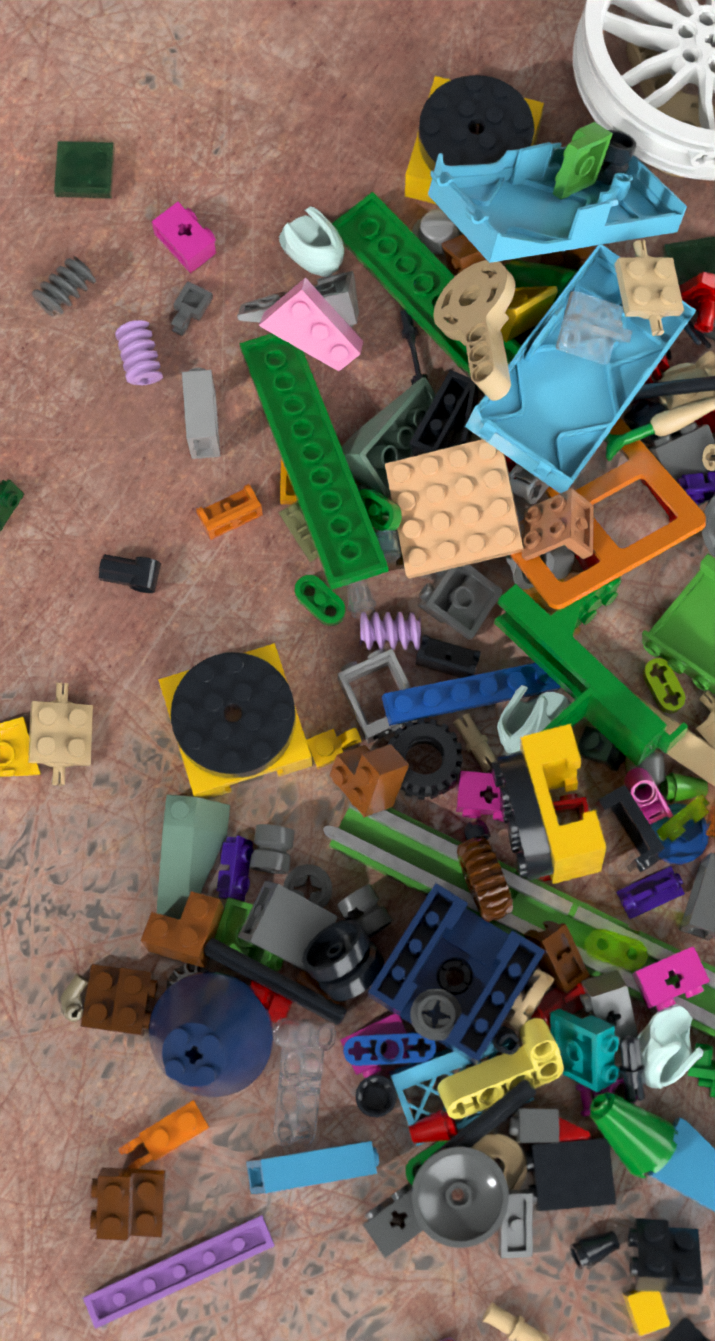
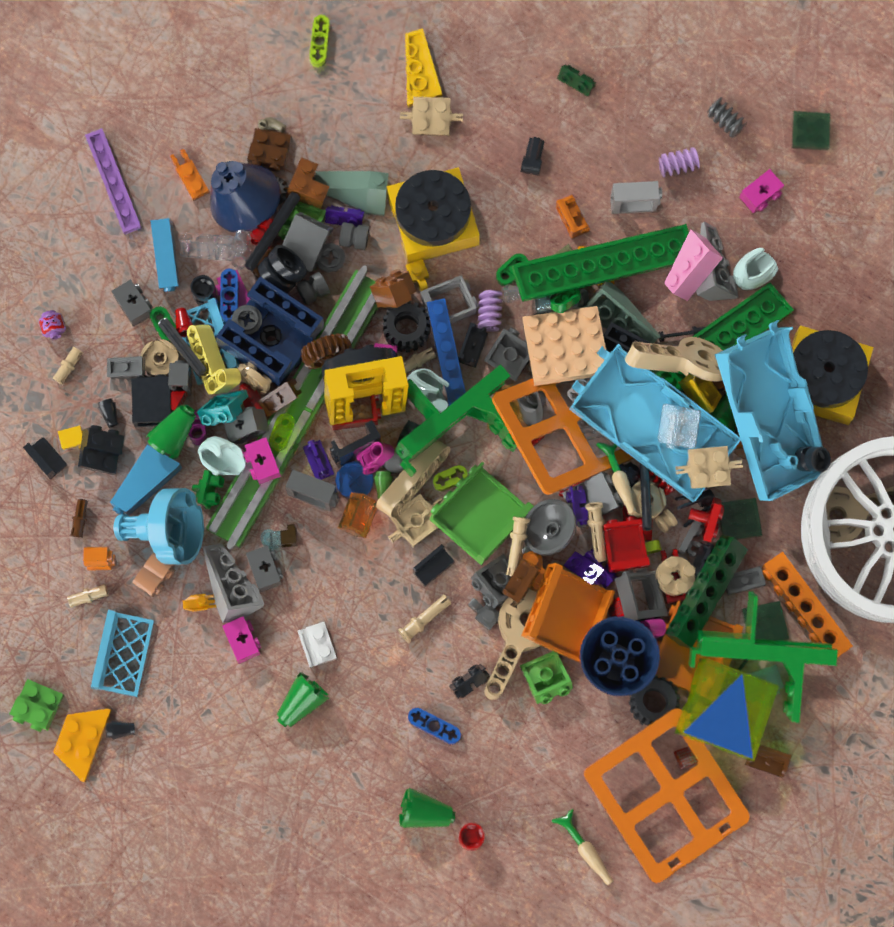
camera: 90 degrees right, 0 degrees up
(128, 1203) = (152, 152): reddish brown plate -> none
(190, 304) = (715, 196): dark grey plate -> none
(472, 1217) = (135, 320): dark grey dish -> none
(499, 1038) = (229, 360): black pin -> none
(558, 522) = (548, 405): nougat bracket -> none
(582, 160) = (800, 430): bright green plate -> none
(632, 1068) = (208, 431): black axle -> none
(674, 827) = (357, 473): clear neon green plate -> none

